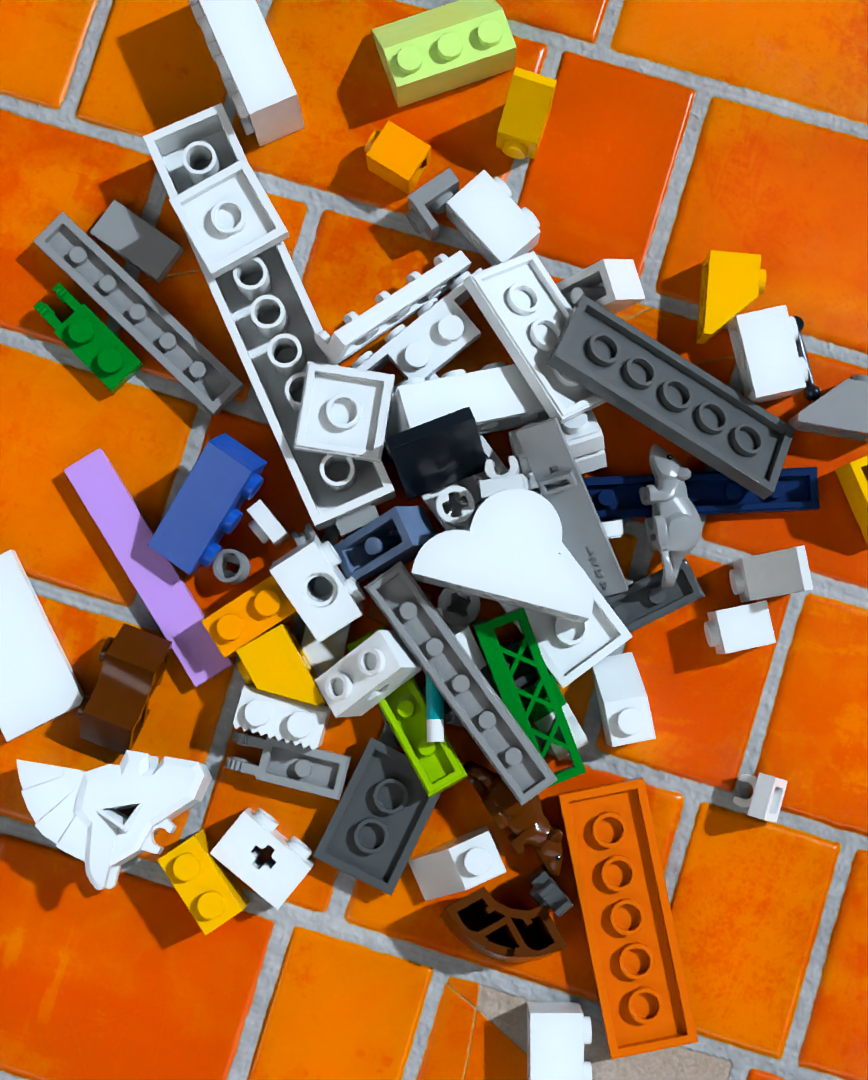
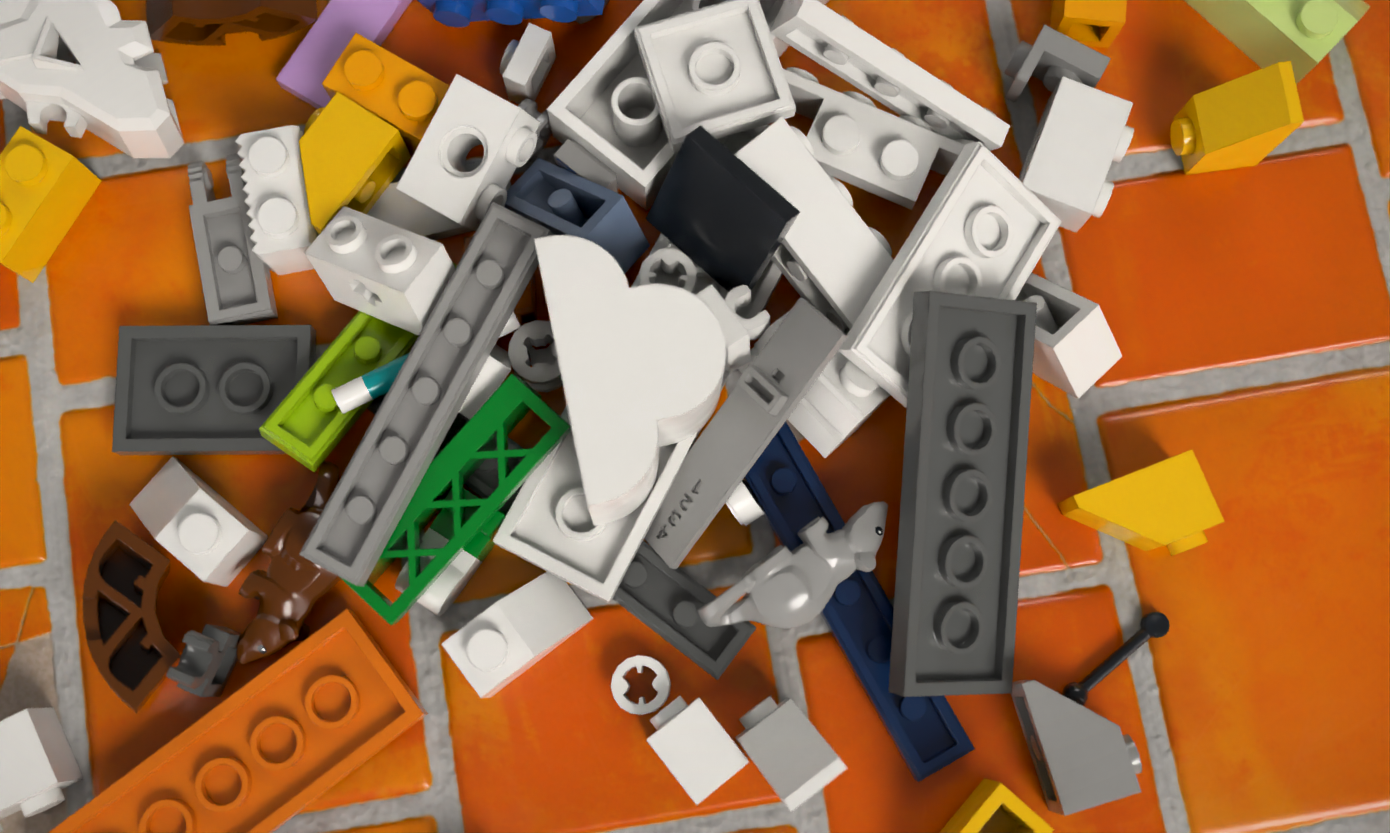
camera: 60 degrees right, 5 degrees down
(235, 557) = (449, 36): light grey hinge -> none
(240, 855) = (84, 235): white brick -> none
(689, 630) = (621, 686): none -> white bush
(767, 354) = (1094, 603): white brick -> none

